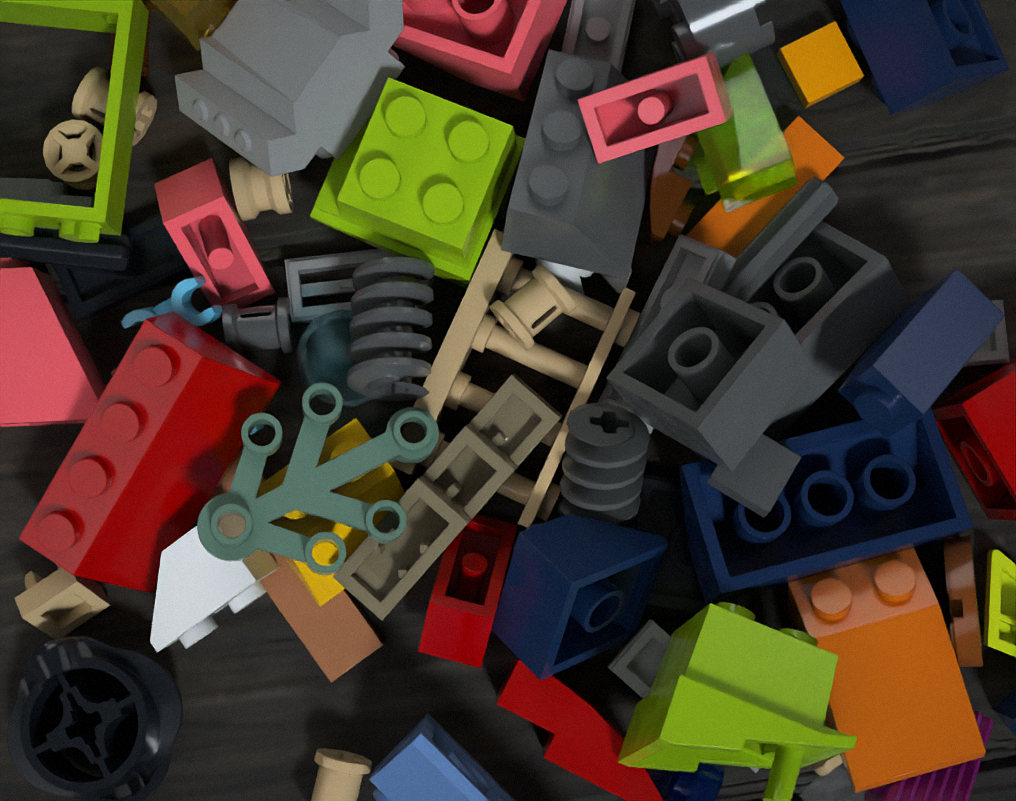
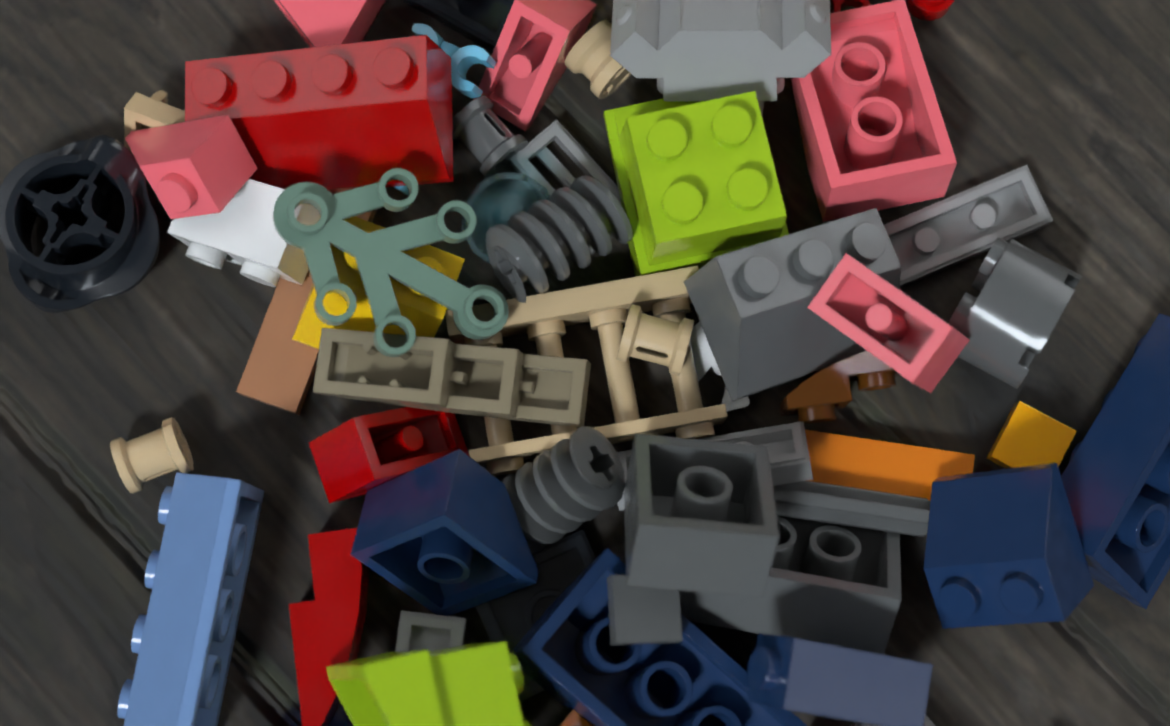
camera: 55 degrees right, 5 degrees down
(115, 592) = (193, 164): none -> coral slope
(748, 152) = (909, 427): clear neon green slope -> none
(898, 145) = (1004, 548): none -> dark blue slope

